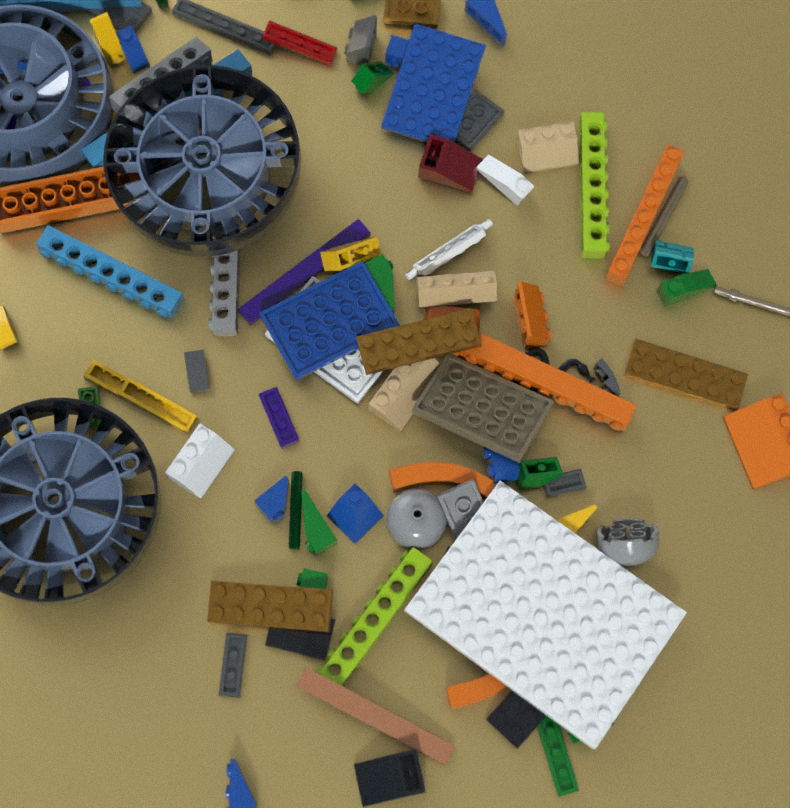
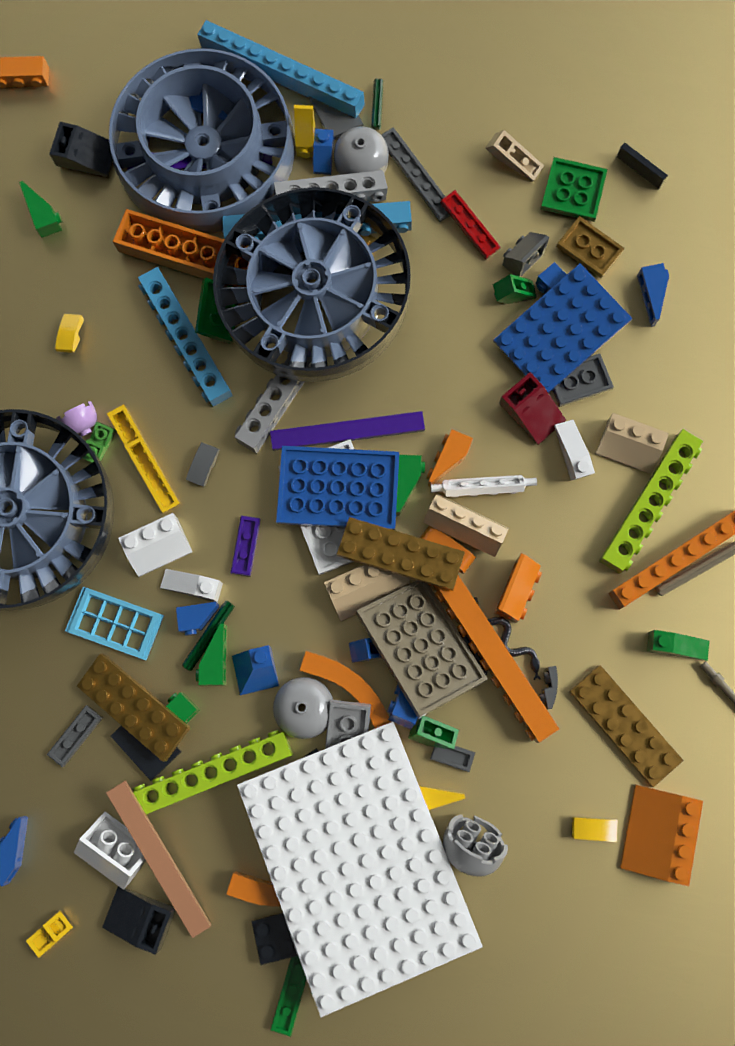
camera: 40 degrees right, 5 degrees up
(63, 388) = (80, 418): none -> lavender cylinder
(124, 238) = (208, 319): none -> green plate
(165, 32) = (360, 151): none -> light grey cylinder
(167, 556) = (80, 610): none -> medium azure piece
(253, 476) = (192, 585): none -> white slope
(330, 737) = (111, 850): none -> white slope
(350, 254) = (394, 439): yellow slope -> none
(407, 237) = (454, 452): none -> orange slope
(438, 440) = (363, 651): none -> blue slope
(672, 257) = (681, 611): teal brick -> none
(713, 470) = (594, 829): none -> yellow slope

